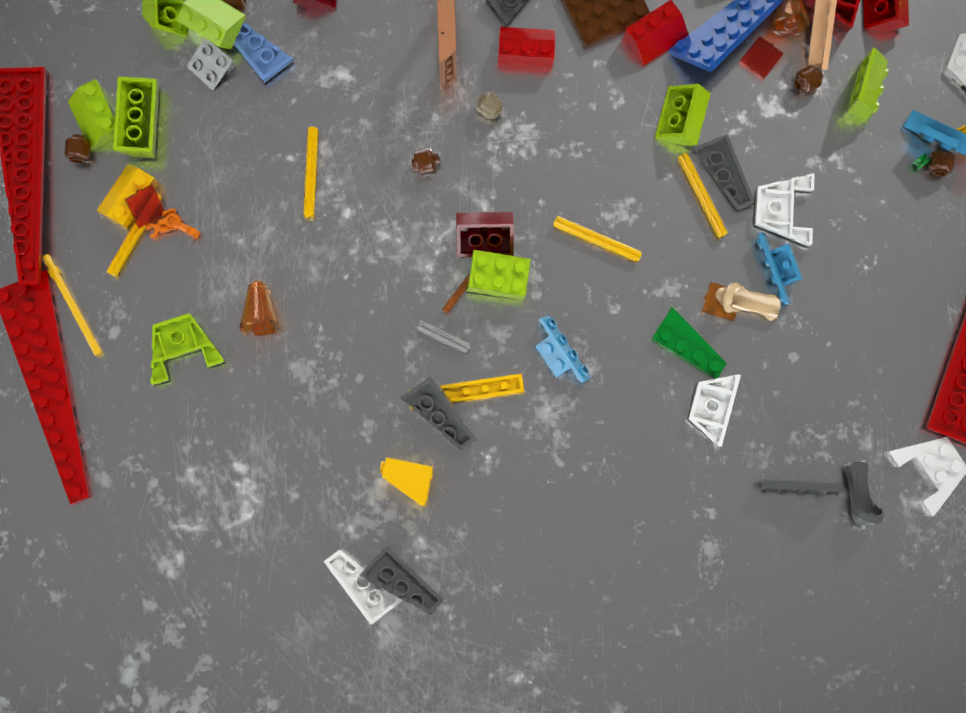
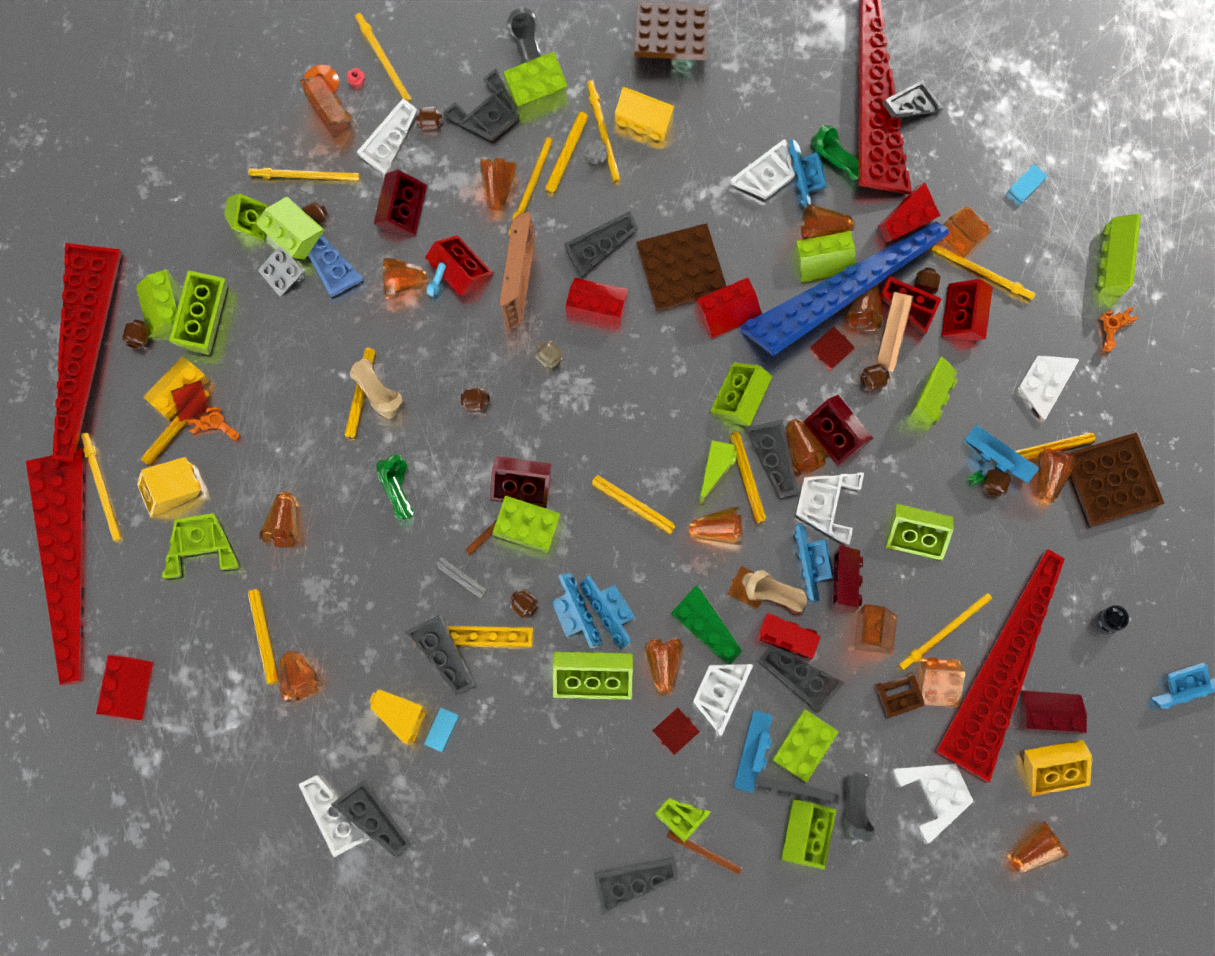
camera: 15 degrees right, 5 degrees down
(135, 496) = (124, 687): none -> red slope
(139, 293) = (168, 485): none -> yellow slope
(261, 425) = (262, 636): none -> yellow axle
(303, 459) = (297, 677): none -> clear orange cone
(330, 52) = (401, 278): none -> clear orange cone
(334, 174) = (382, 399): none -> tan hair
(357, 248) = (391, 474): none -> green hair
(365, 55) = (436, 284): none -> medium azure bar
(384, 31) = (463, 267): none -> red slope
(451, 486) = (441, 729): none -> medium azure tile
(509, 351) = (523, 603): none -> reddish brown head
(588, 409) = (592, 675): none -> lime slope
(593, 344) = (610, 608): none -> dark azure bracket
(655, 386) = (664, 662): none -> clear orange cone
(661, 599) = (631, 882): none -> dark grey wing
(673, 183) = (719, 461): none -> lime slope
(676, 450) = (675, 731): none -> clear red piece
(684, 247) = (720, 526): none -> clear orange cone
(696, 531) = (681, 818): none -> lime wing
(723, 559) = (705, 853): none -> dark orange bar
(755, 159) = (804, 448): none -> clear orange cone
(755, 459) = (754, 750): none -> dark azure bracket
(768, 342) = (788, 636): none -> red wedge
(781, 135) = (838, 429): none -> dark red slope
(795, 383) = (805, 680): none -> dark grey wing
(802, 444) = (804, 746): none -> lime brick
(816, 278) = (847, 579): none -> dark red slope
(820, 526) = (809, 834): none -> lime slope
(849, 322) = (875, 629): none -> clear orange slope
(876, 221) = (920, 532): none -> lime slope
(887, 386) = (903, 701): none -> reddish brown plate
(893, 339) = (917, 654): none -> yellow bar
(921, 361) = (942, 681): none -> clear orange bracket

